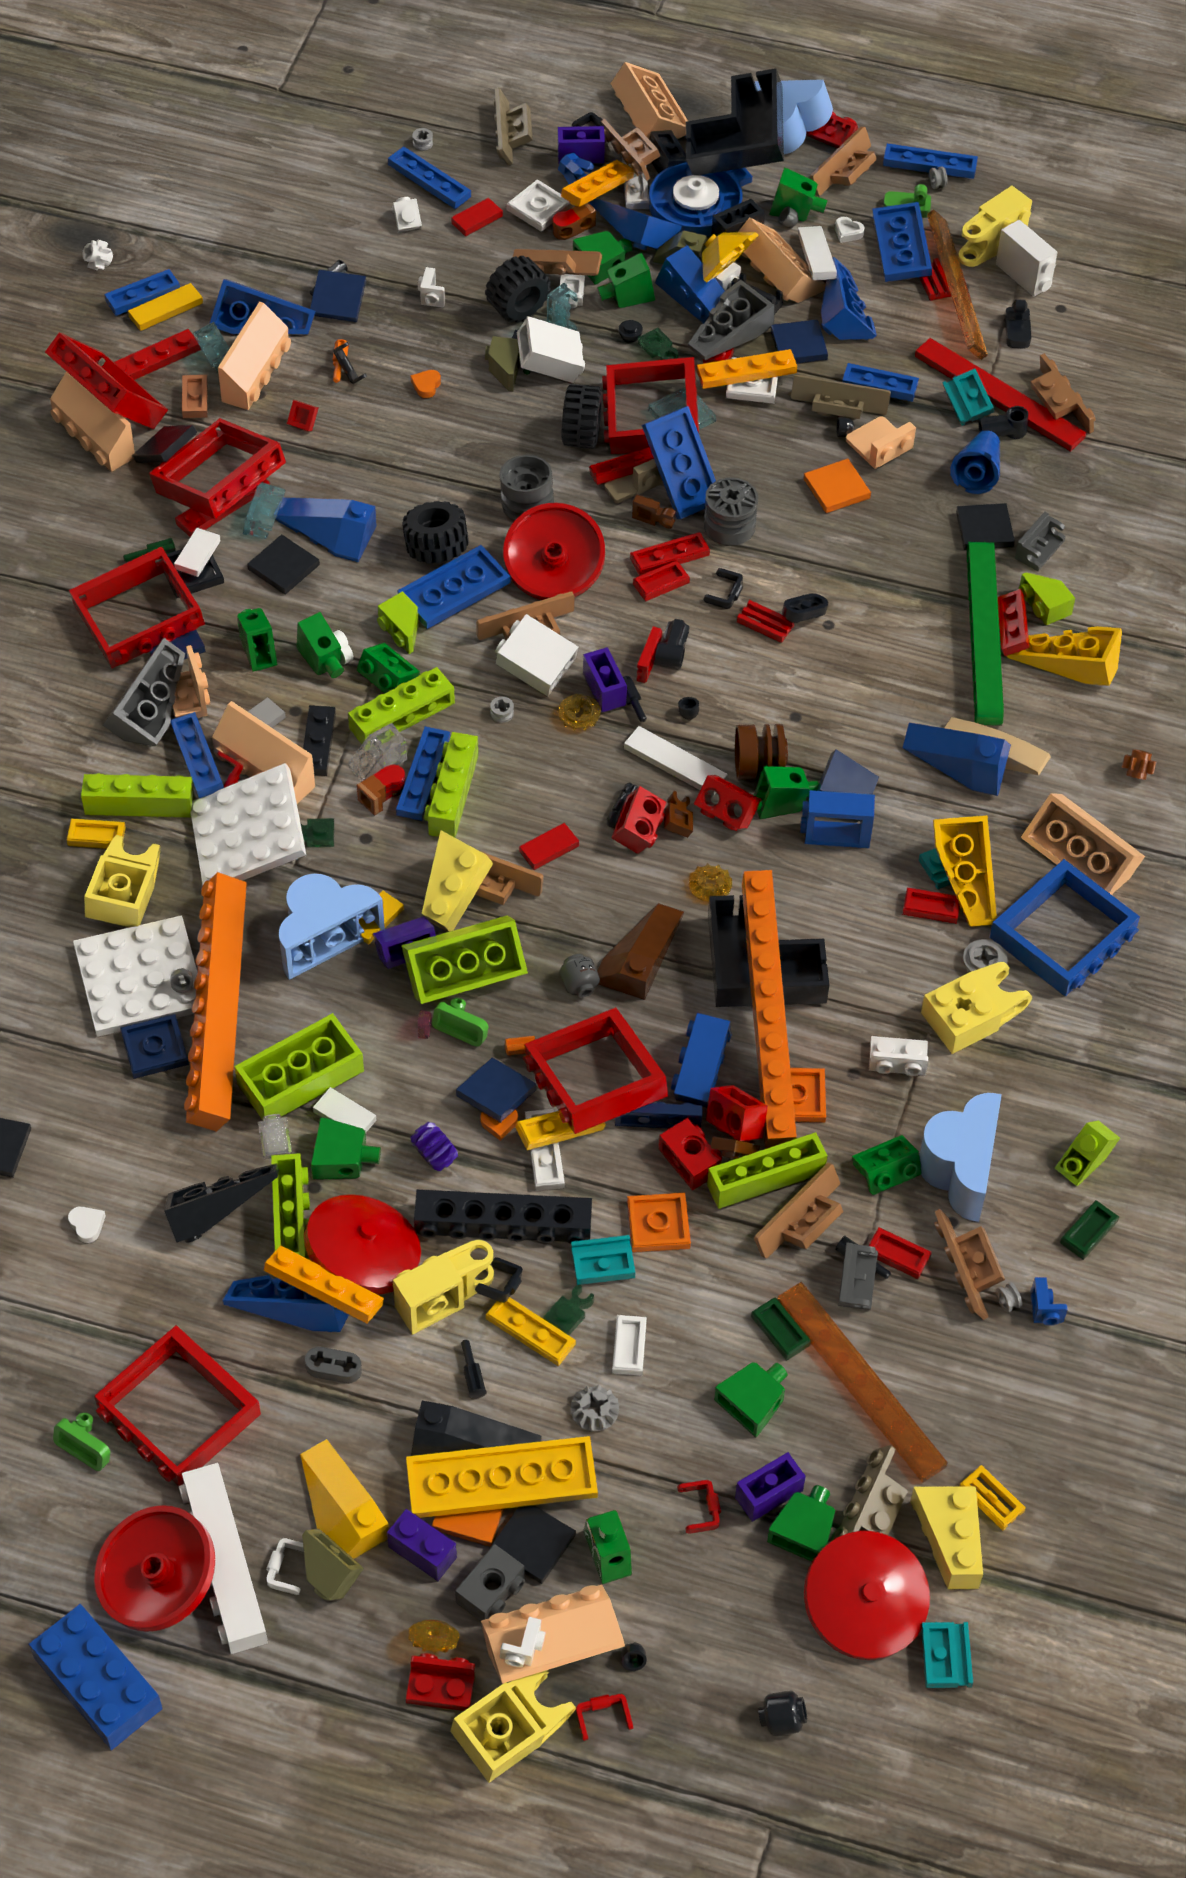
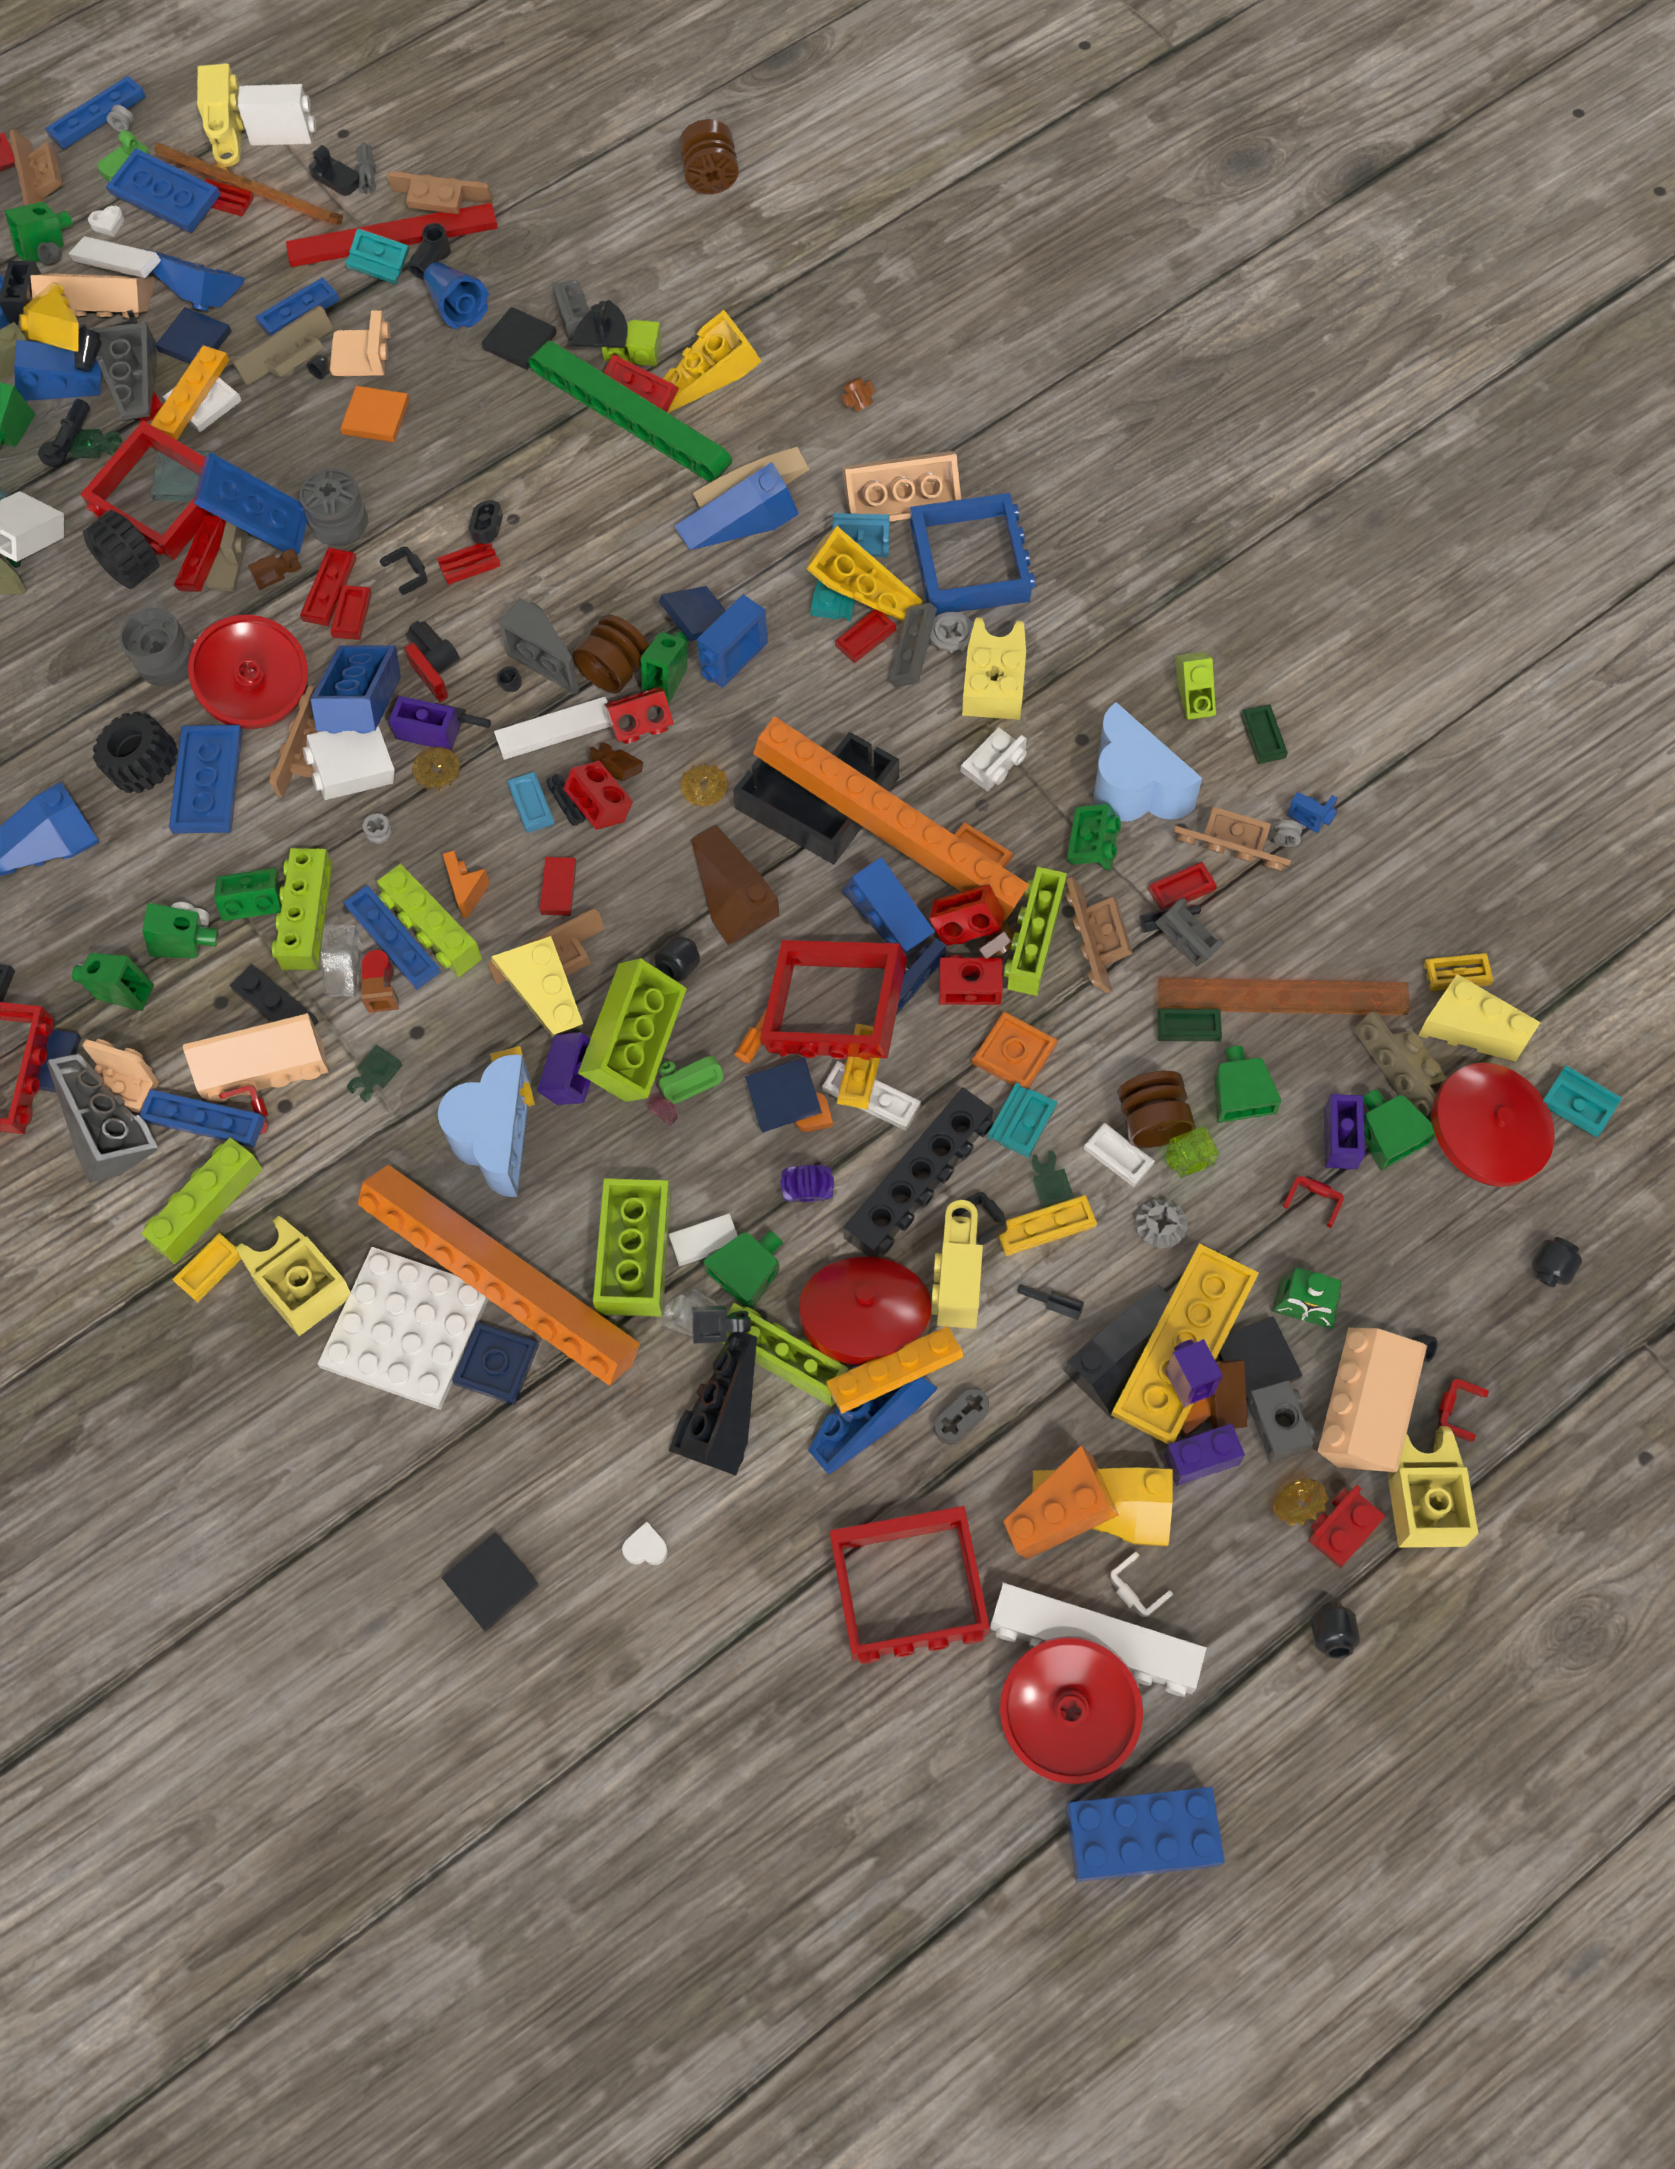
camera: 50 degrees left, 10 degrees up
(79, 1443) = (881, 1701): bright green piece -> none
(175, 980) = (459, 1294): dark grey hinge -> none
(248, 826) = (328, 1124): white plate -> none
(268, 712) = (204, 1026): light grey tile -> none
(268, 1147) = (712, 1323): none -> black plate
(283, 564) = (43, 905): black tile -> none
(305, 1465) = (1061, 1507): none -> orange wedge
(328, 1566) = (1174, 1548): olive slope -> none
(347, 1721) = (1335, 1630): none -> black head
(400, 620) = (204, 846): lime slope -> none
(468, 1482) = (1193, 1372): none -> dark purple brick
(482, 1531) = (1229, 1400): none -> reddish brown tile
(499, 788) = (466, 886): none -> orange slope
(532, 1641) = (1386, 1422): white bracket -> none
(549, 953) = (677, 958): none -> black head
(579, 975) = (720, 949): dark grey head -> none
(590, 618) = (356, 688): none -> blue brick
(602, 786) = (530, 802): none -> dark azure tile
(656, 323) = (71, 426): none -> black axle
(668, 1391) = (1191, 1152): none -> clear neon green brick
(678, 1339) = (1155, 1108): none -> reddish brown wheel
(717, 287) = (87, 349): none -> black cone
(729, 700) = (536, 644): none -> dark grey slope
(947, 939) = (912, 645): none -> dark grey plate
(1015, 846) = (867, 530): none -> dark azure hinge
(1035, 566) = (602, 327): none -> black shield
(1040, 340) = (366, 168): none -> dark grey axle

